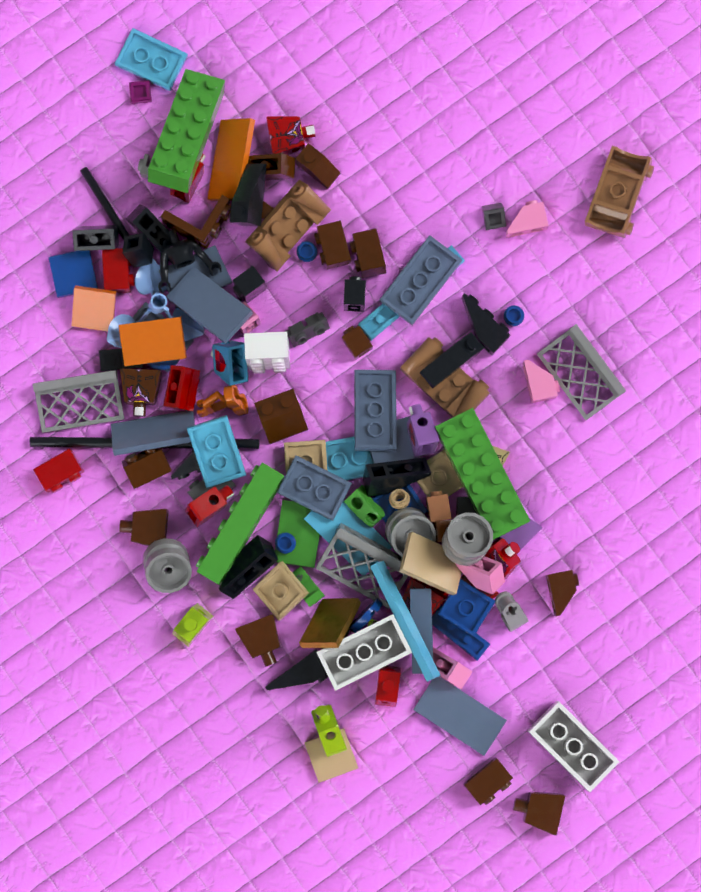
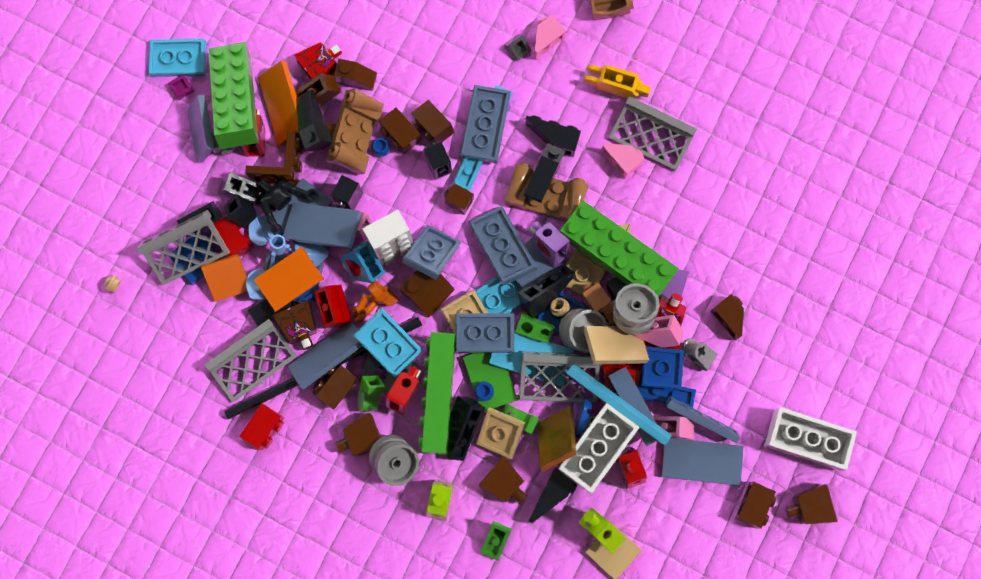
camera: 25 degrees left, 5 degrees down
(61, 243) = (172, 235): none -> light grey fence
(104, 202) = (192, 187): black bar -> none
(139, 147) = (200, 128): none -> tile
(173, 492) = (369, 394): none -> bright green leg
(225, 689) = (495, 540): none -> bright green slope
(302, 383) = (431, 252): none -> sand blue tile
(316, 325) = (419, 201): dark grey hinge -> none
(480, 675) = (702, 419): none -> sand blue tile
(513, 315) = (574, 116): blue plate -> none
(573, 303) = (617, 81): none -> yellow hinge

